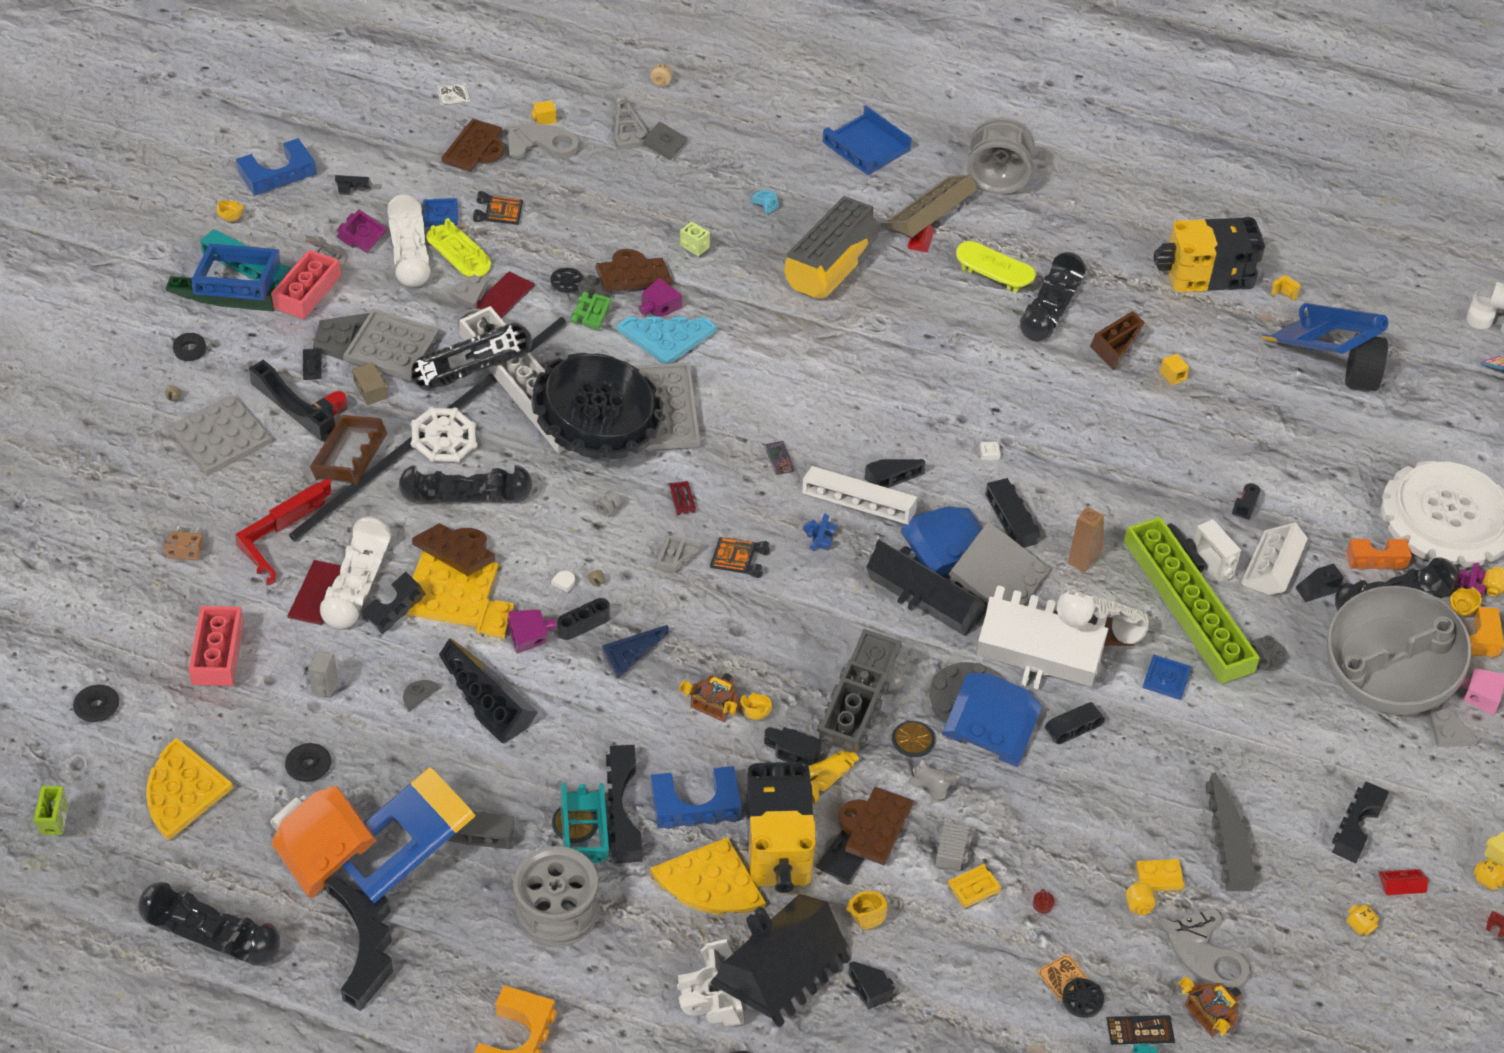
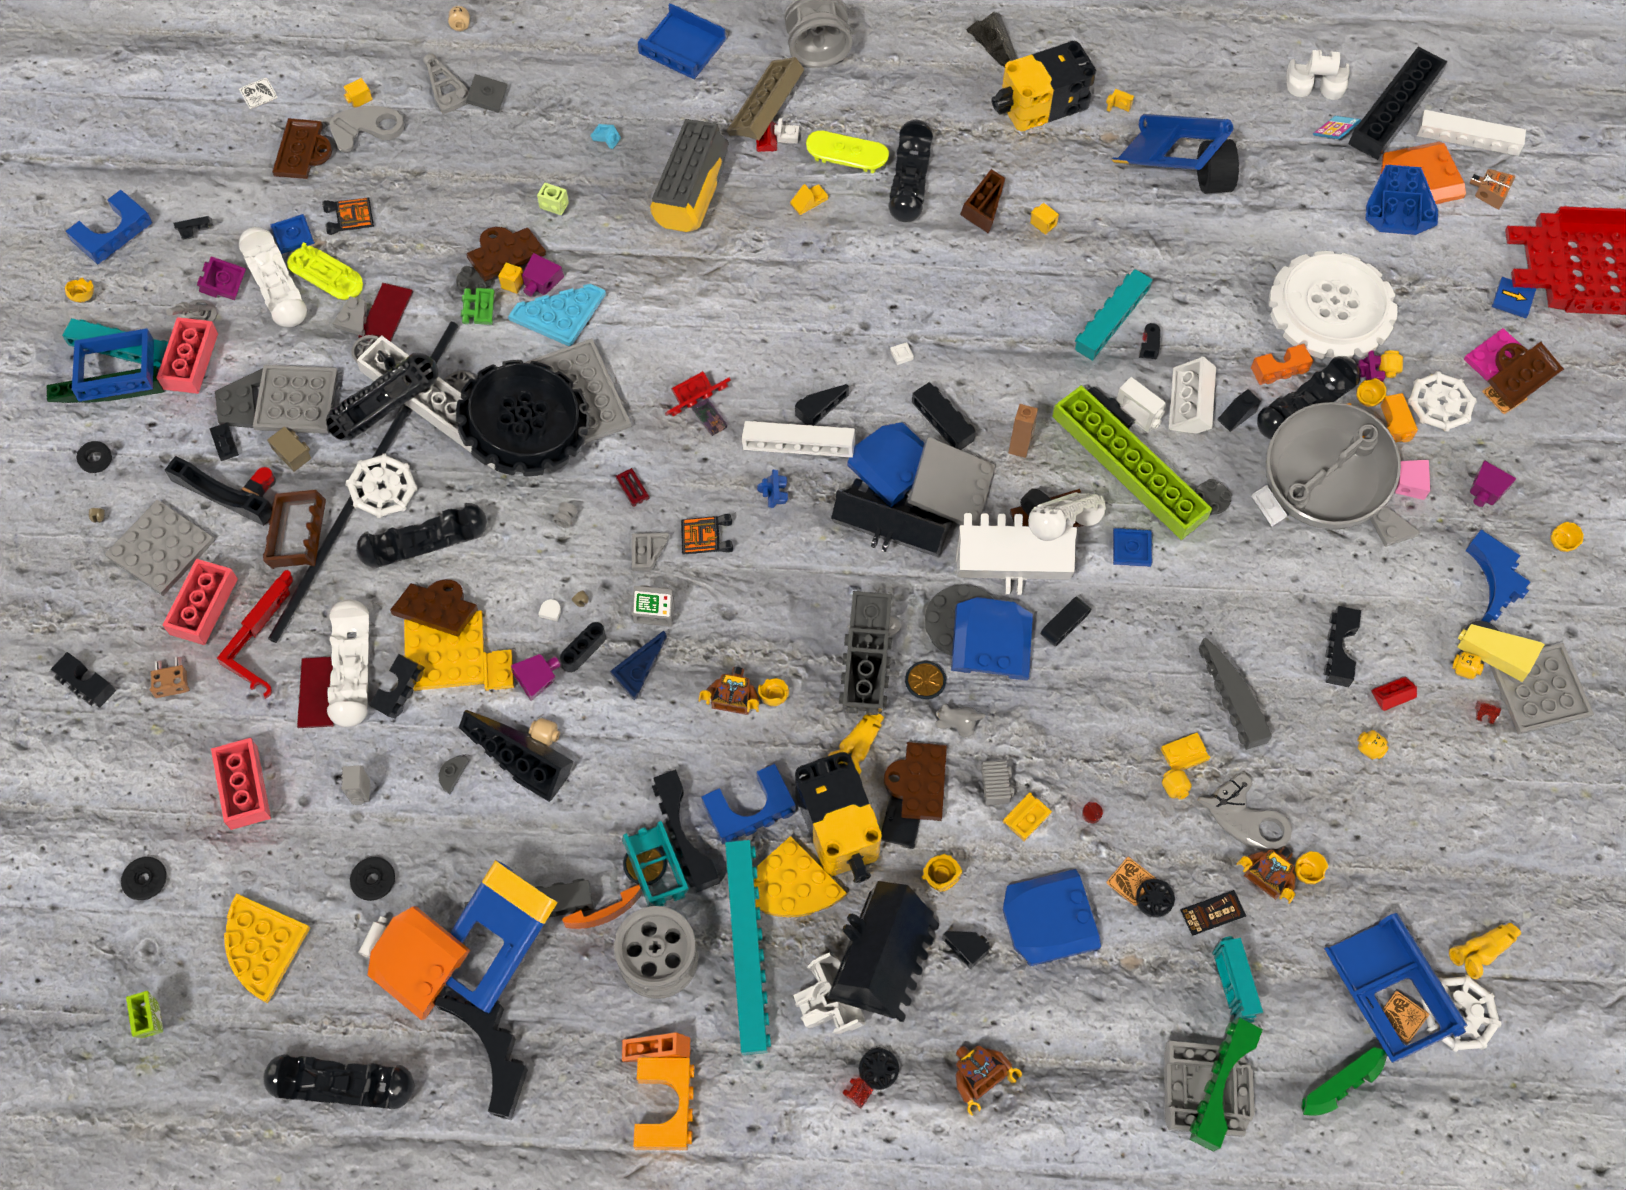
camera: 15 degrees left, 15 degrees up
(112, 534) = (70, 671): none -> black arch
(238, 486) = (200, 602): none -> coral brick
(513, 855) = (578, 921): none -> orange slope
(520, 680) = (544, 731): none -> tan head
(532, 981) = (657, 1046): none -> orange slope
(566, 279) = (442, 277): black wheel -> none
(631, 294) = (511, 278): none -> yellow brick
(646, 921) = (746, 948): none -> teal brick
(664, 599) = (653, 605): none -> slope
(772, 429) = (693, 389): none -> red bracket
(793, 745) = (821, 723): black hinge -> none
(941, 239) = (786, 133): none -> white bracket
(942, 298) = (808, 198): none -> yellow slope
(966, 985) = (1050, 918): none -> blue wedge
(1175, 202) = (994, 38): none -> clear smoke wedge
(1216, 468) = (1113, 314): none -> teal brick
(1258, 1013) = (1311, 867): none -> yellow hair
(1323, 674) = (1269, 505): none -> hinge

